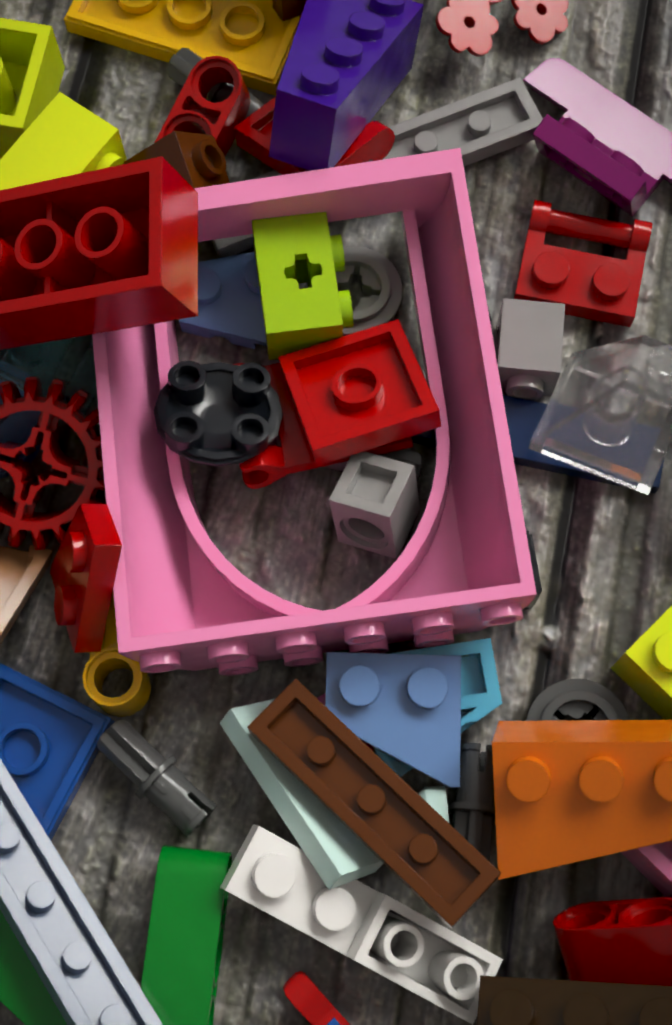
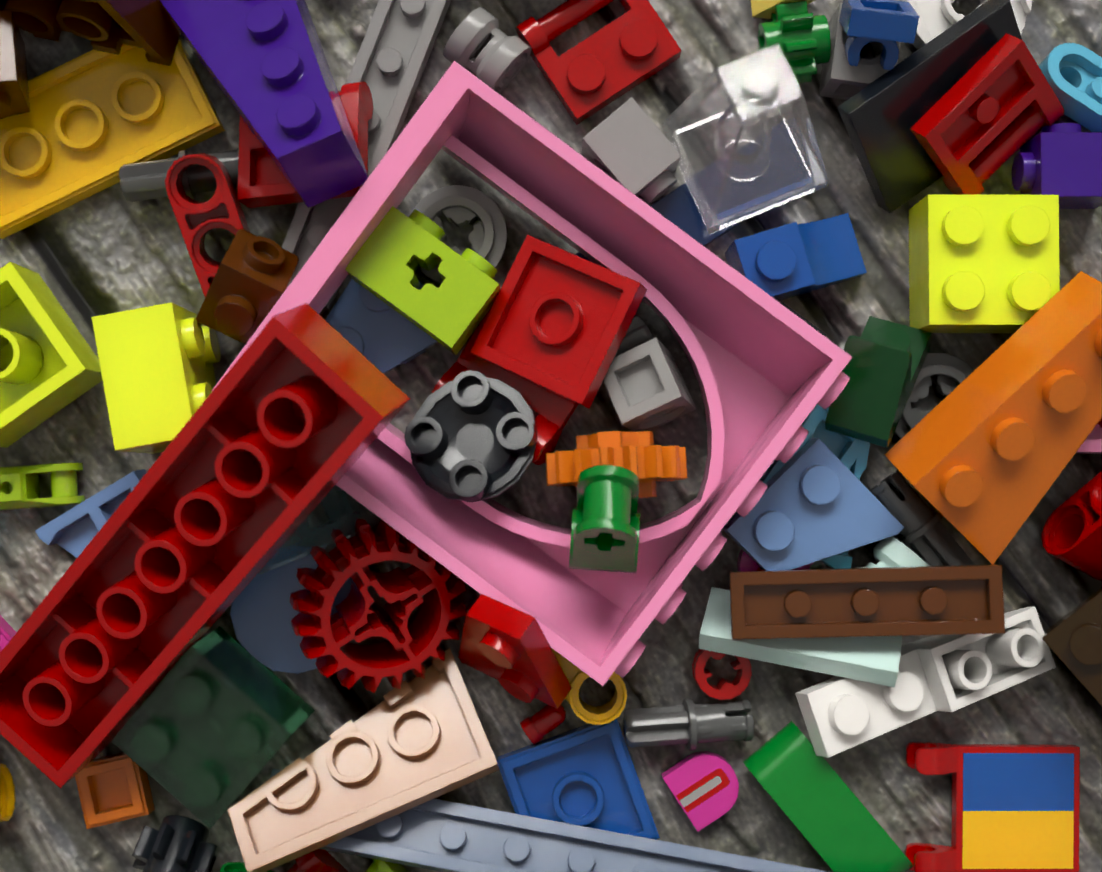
camera: 45 degrees left, 15 degrees up
(58, 671) = (543, 722): none -> red piece
(117, 837) = (703, 787): none -> dark pink tile
(209, 780) = (725, 688): none -> red bush
(244, 544) = (606, 520): none -> green piece
(296, 530) = (622, 449): none -> orange gear
(496, 190) = (487, 50): none -> light grey wheel
(547, 659) = (880, 382): none -> dark green slope
(577, 527) = (799, 257): none -> blue arch

